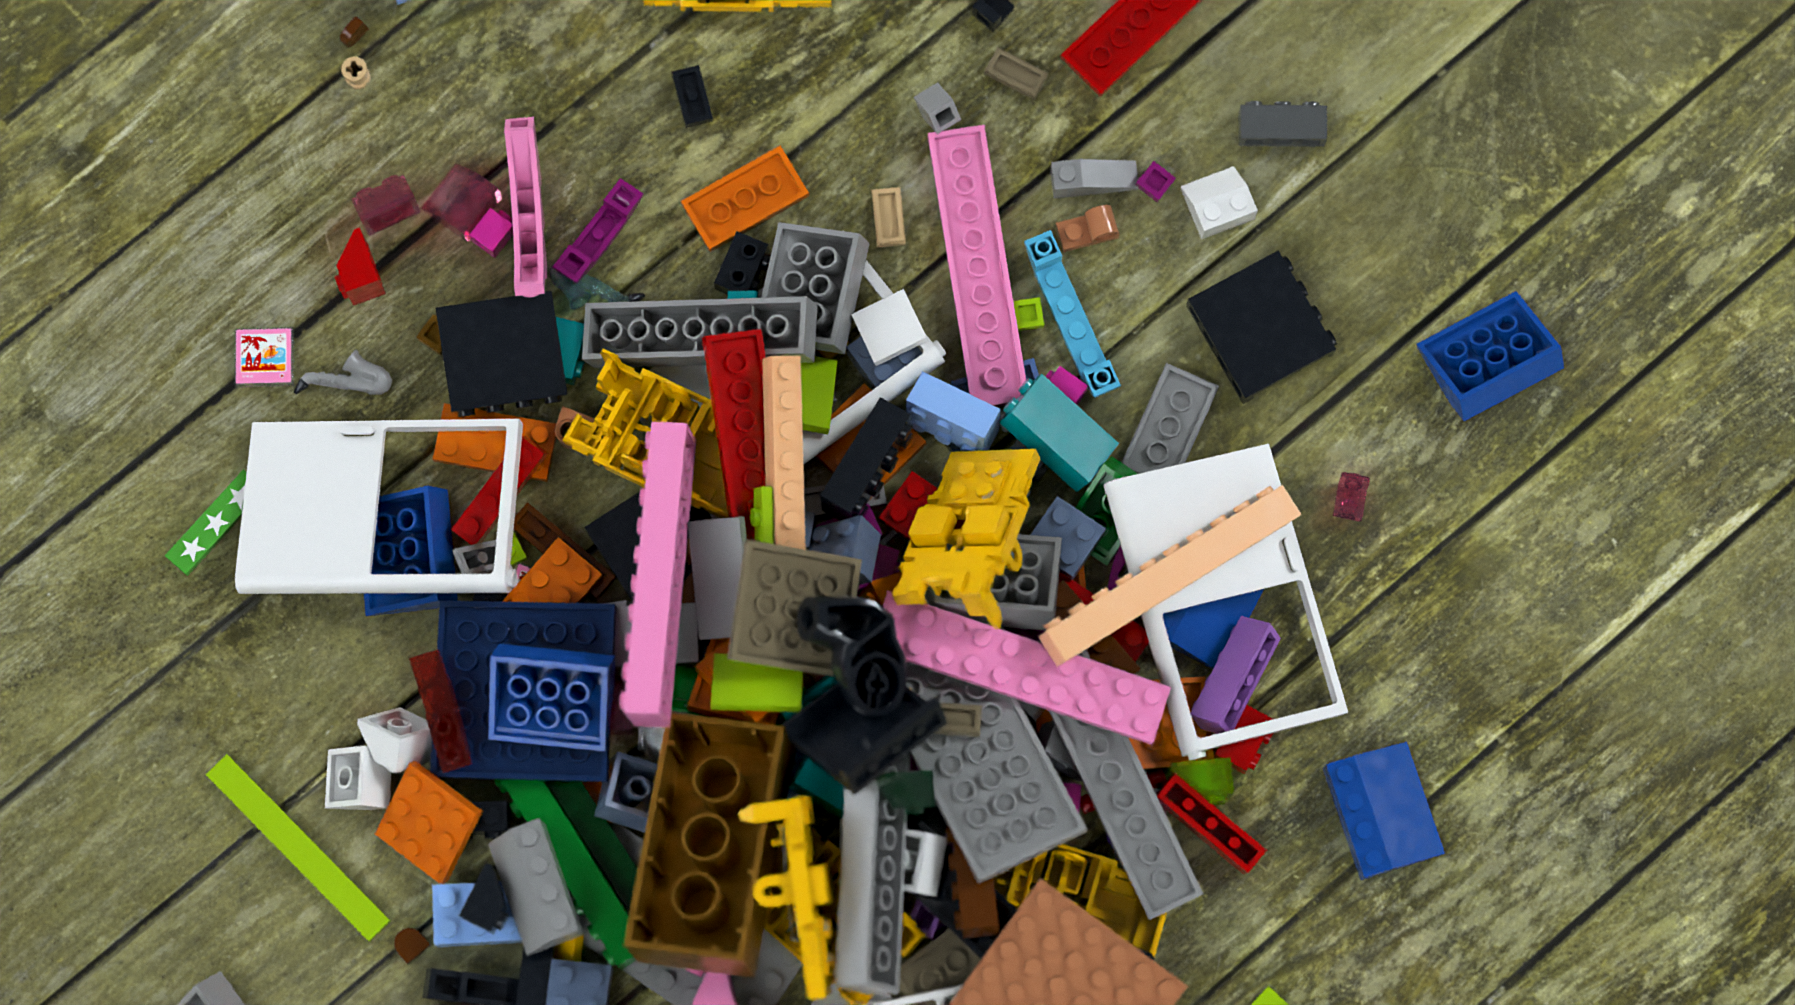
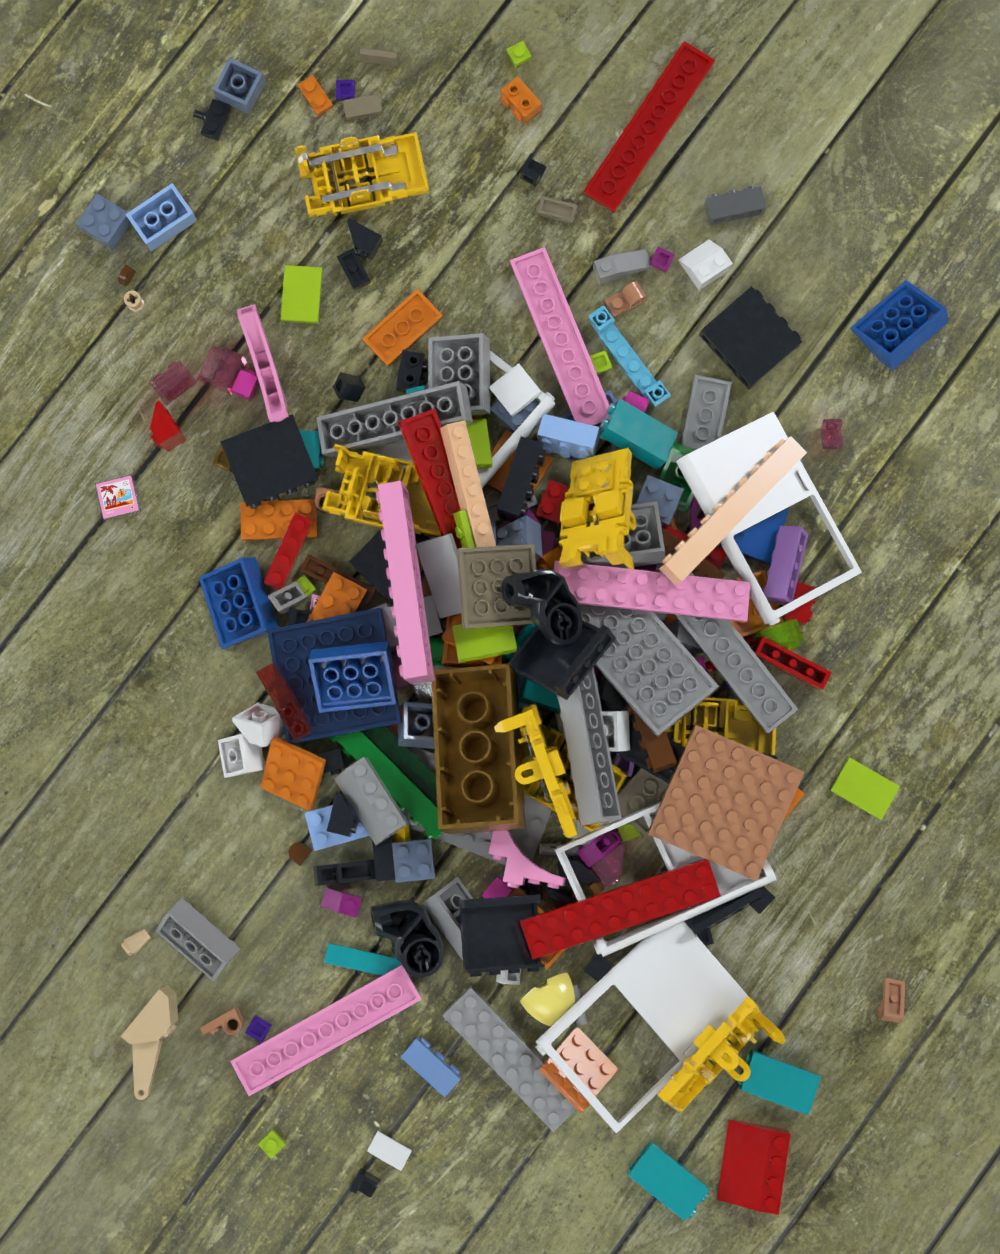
camera: 10 degrees left, 5 degrees up
(209, 527) = (111, 611): bright green tile -> none
(298, 848) = (213, 807): lime tile -> none
(317, 503) = (174, 589): white door -> none
(364, 377) = (184, 497): light grey piece -> none
(578, 296) = (305, 406): clear light blue piece -> none
(600, 232) = (314, 370): magenta slope -> none
(606, 116) = (301, 294): none -> lime tile
(644, 268) = (348, 387): none -> black panel
(718, 57) = (364, 240): none -> black slope
(888, 217) = (497, 320): tan tile -> none
(908, 789) = (599, 686): clear green slope -> none
(937, 108) = (512, 242): light grey brick -> none
(961, 719) = (622, 632): dark tan tile -> none
(1383, 810) = (896, 630): blue slope -> none

